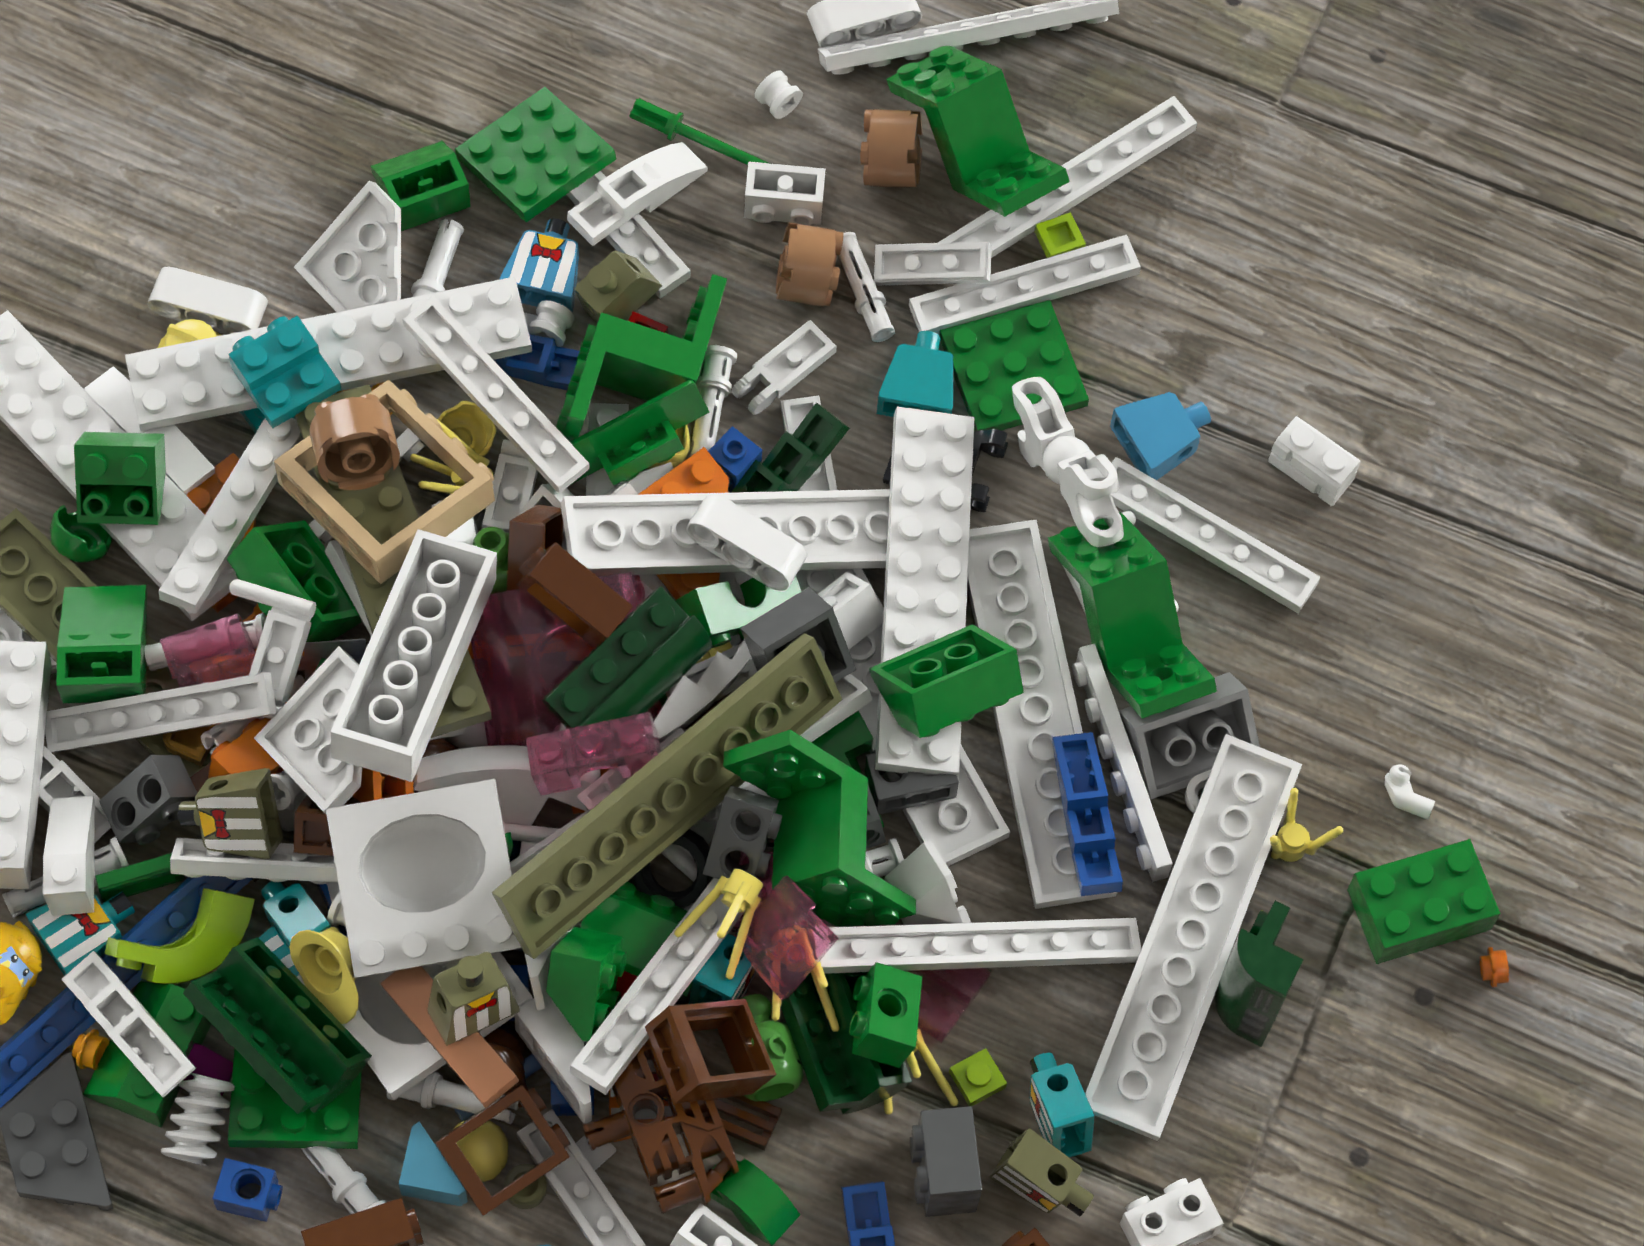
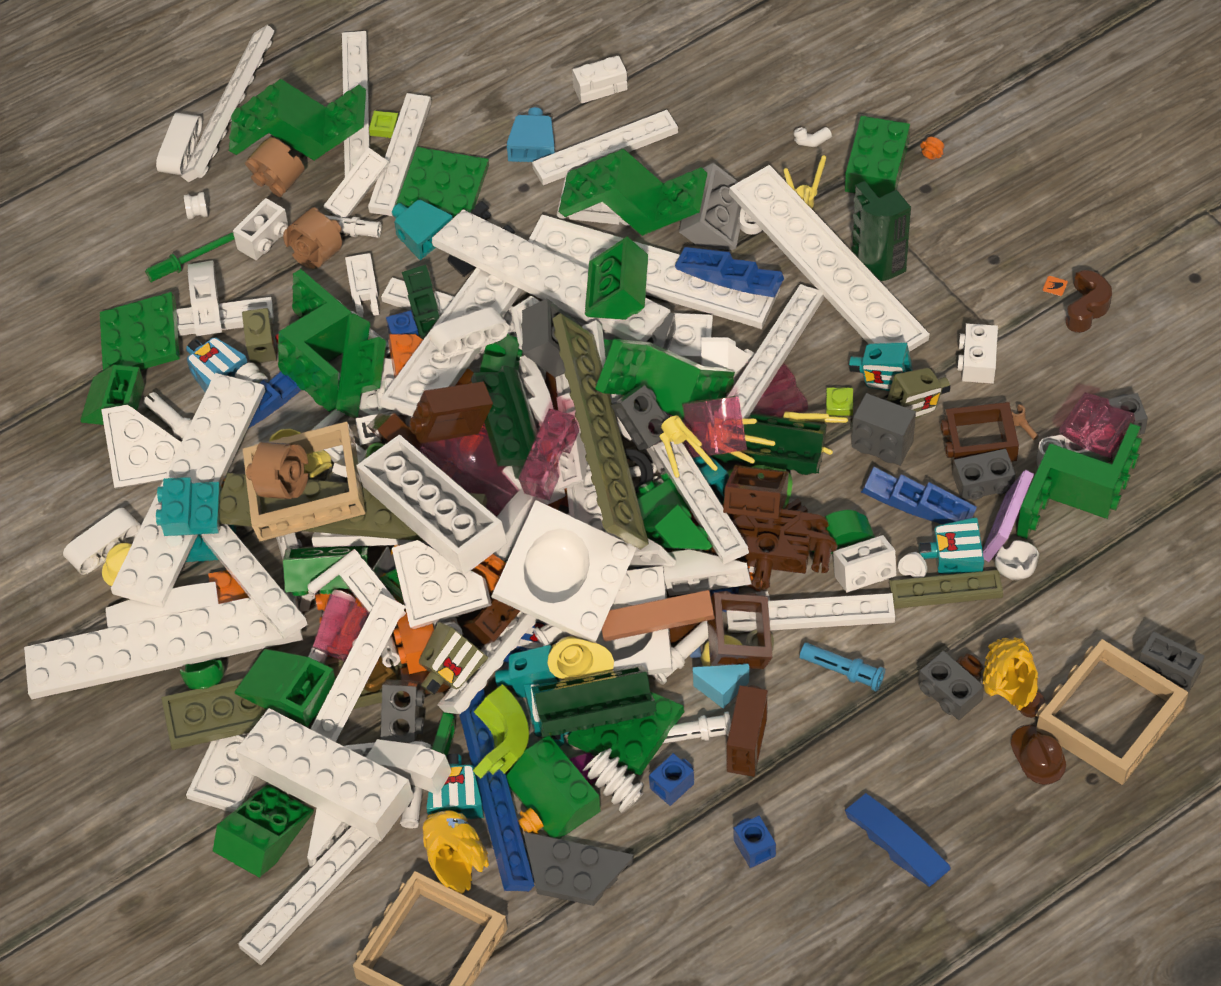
camera: 50 degrees left, 10 degrees down
(119, 477) = (190, 624): green slope -> none
(128, 1024) = (538, 779): white slope -> none
(470, 998) = (651, 573): olive torso -> none
(496, 394) = (284, 411): white plate -> none
(886, 1014) = (786, 408): green brick -> none
(1083, 478) = (546, 167): white piece -> none
(1126, 776) = (676, 239): white plate -> none

